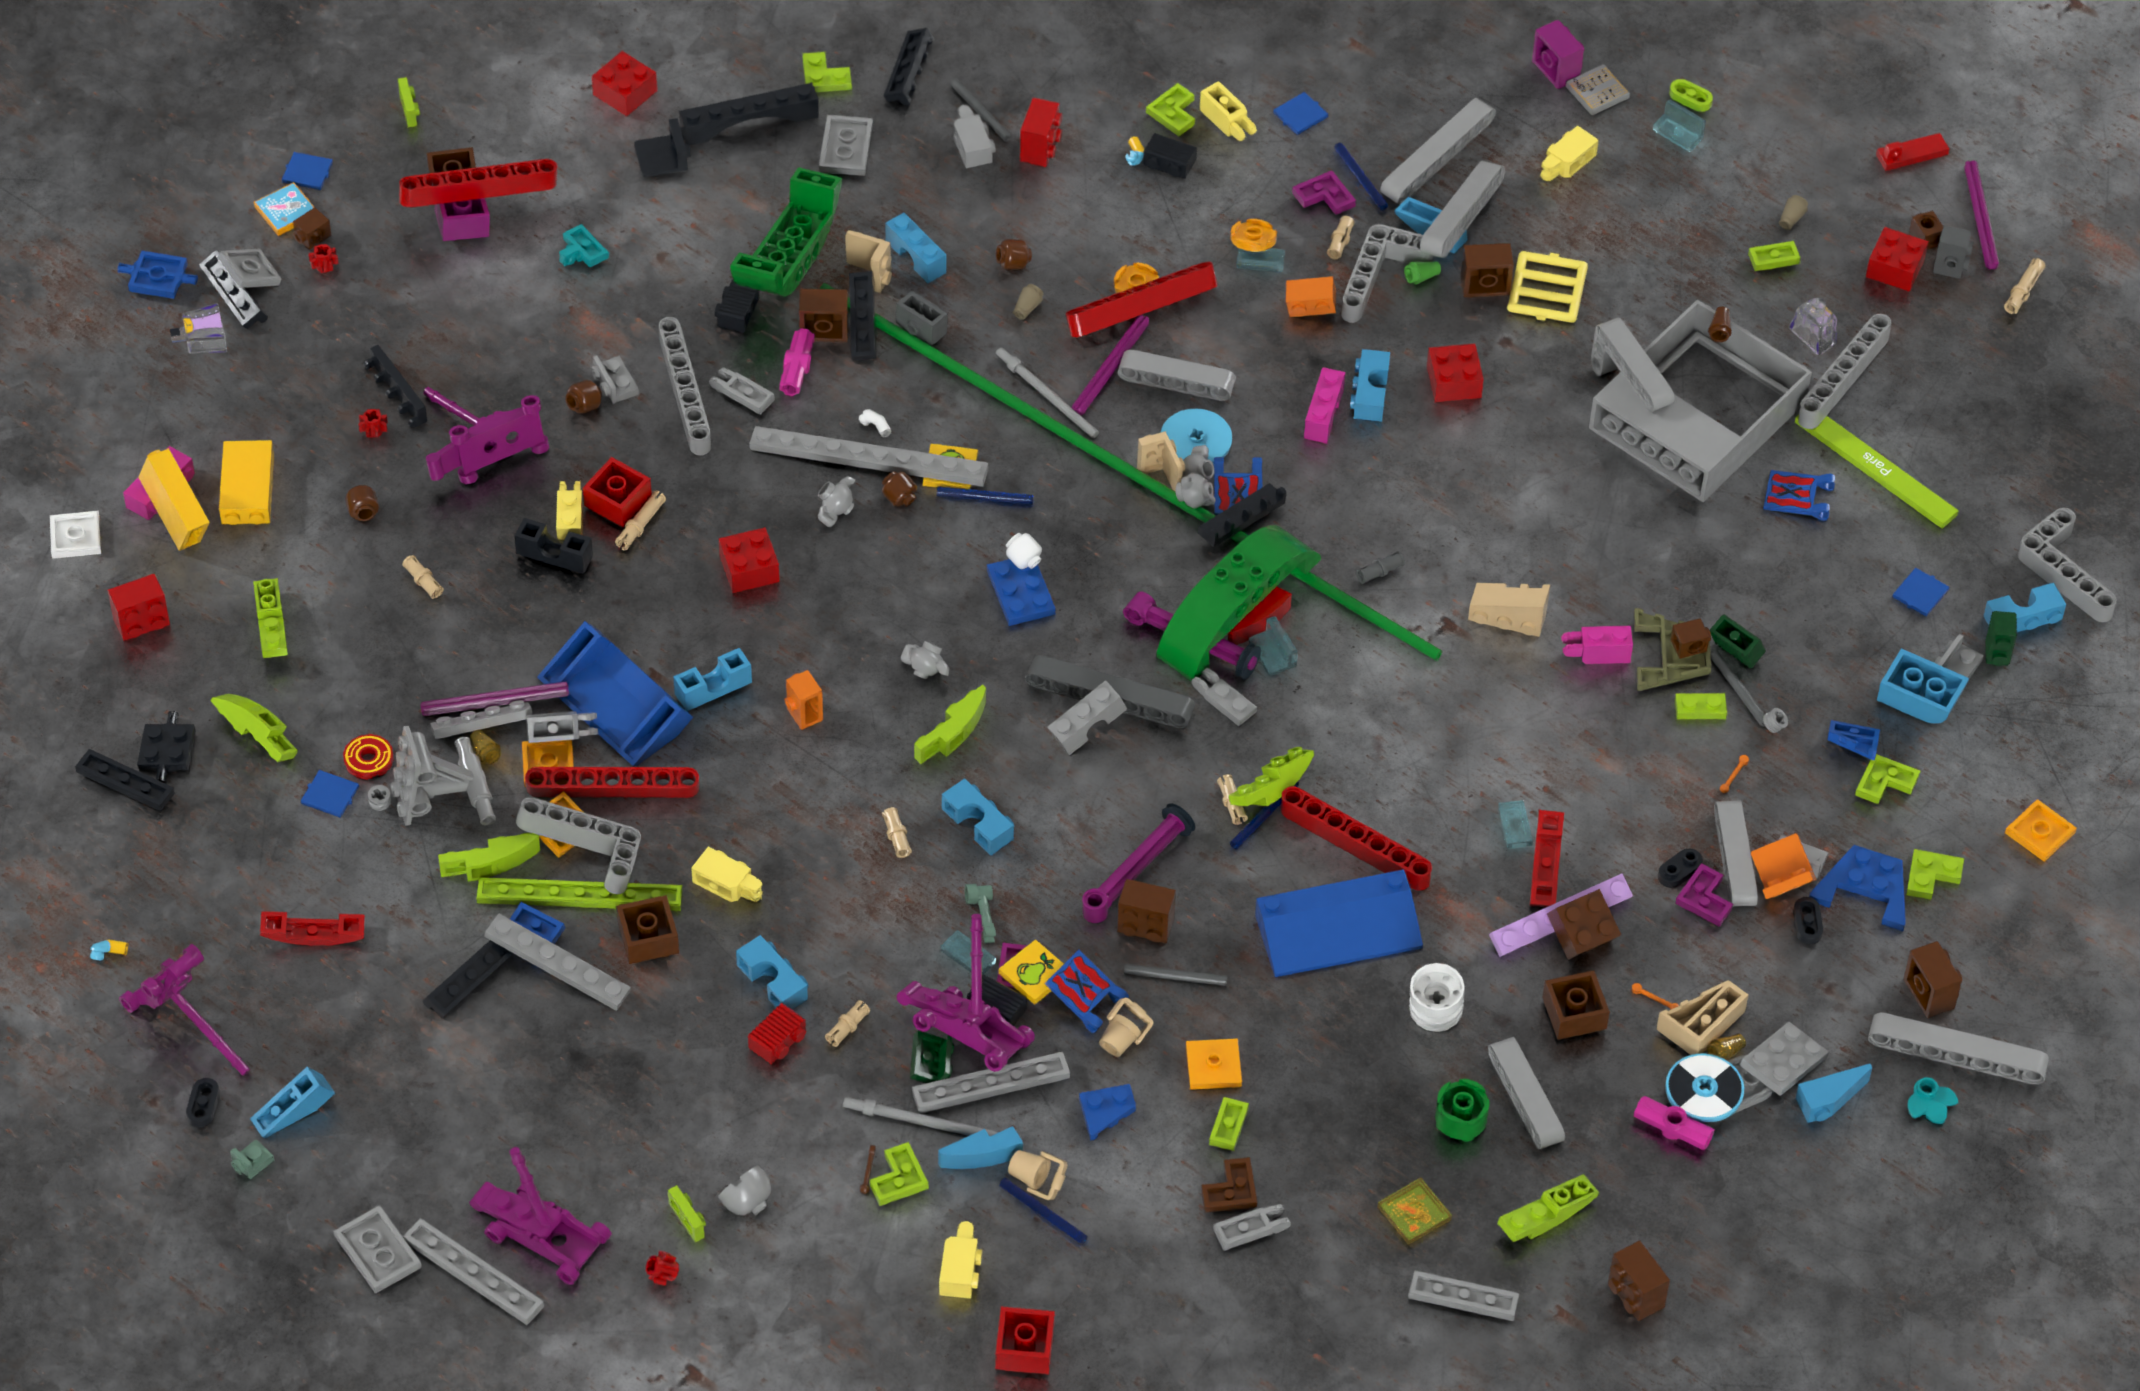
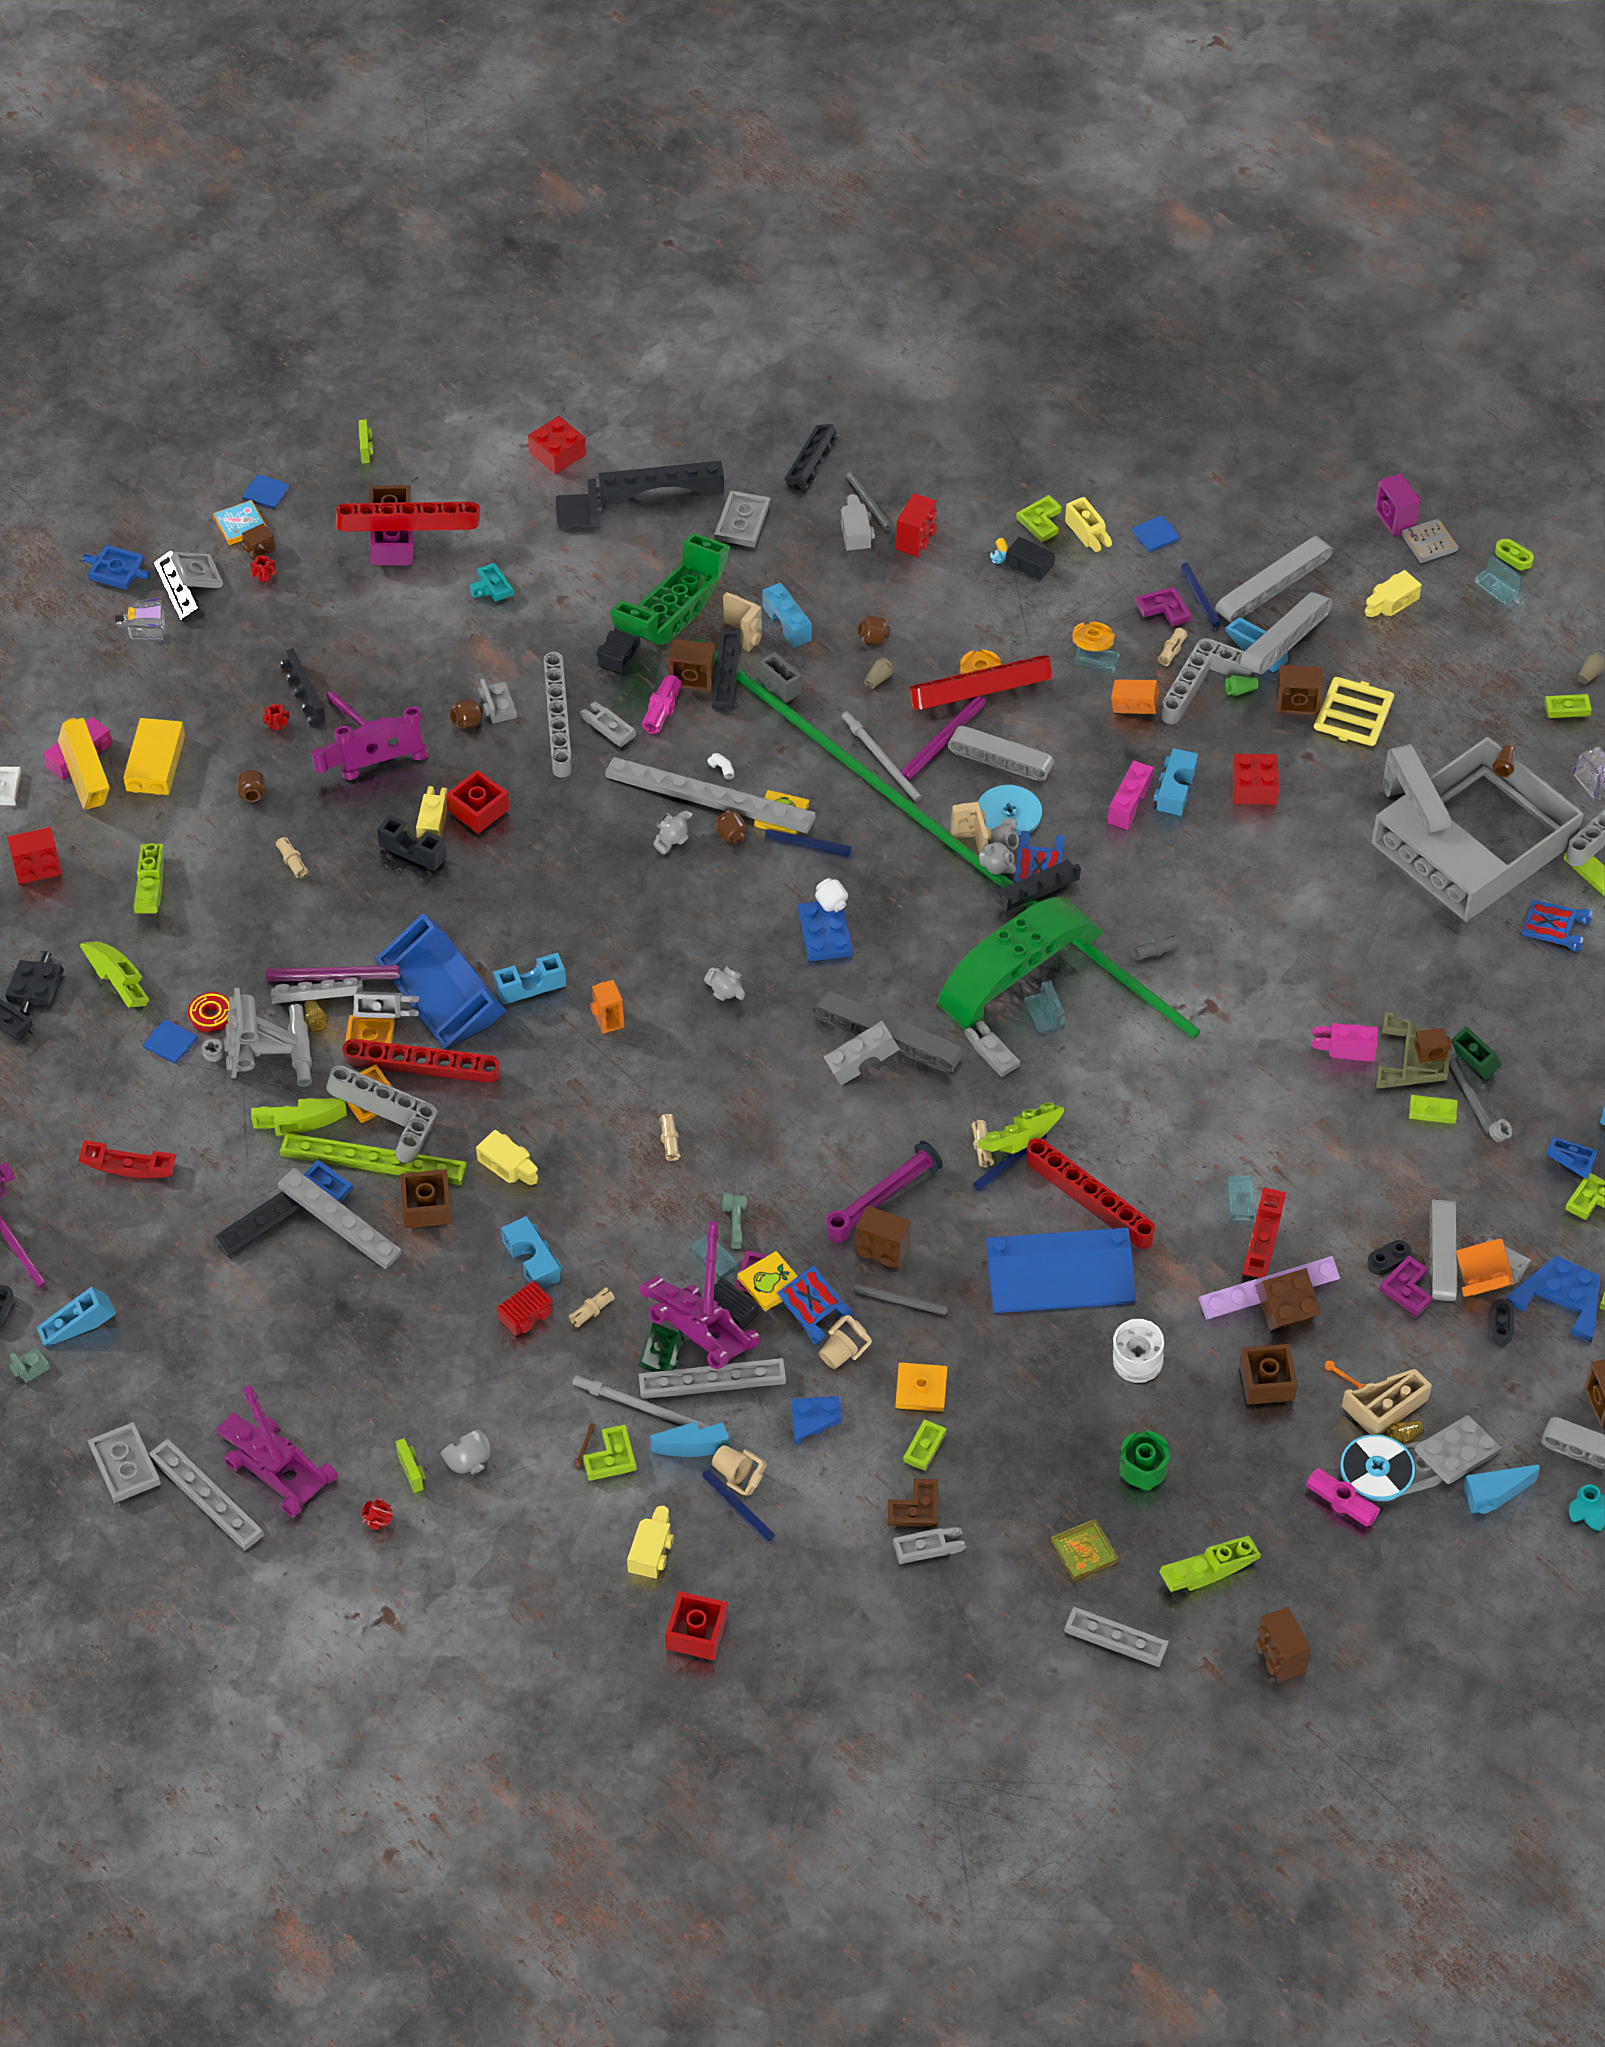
camera: 10 degrees right, 0 degrees up
(635, 527) = (489, 833): tan pin -> none
(749, 560) = (584, 875): red brick -> none
(825, 78) = (736, 459): lime plate -> none
(958, 725) = (746, 1044): lime slope -> none
(967, 802) = (738, 1117): dark azure arch -> none
(1144, 610) = (933, 961): magenta piece -> none
(1276, 604) = (1054, 969): red slope -> none
(1510, 607) = (1269, 998): tan wedge -> none
(1526, 1093) = (1208, 1451): light grey beam -> none
(1743, 760) = (1465, 1164): orange hinge -> none

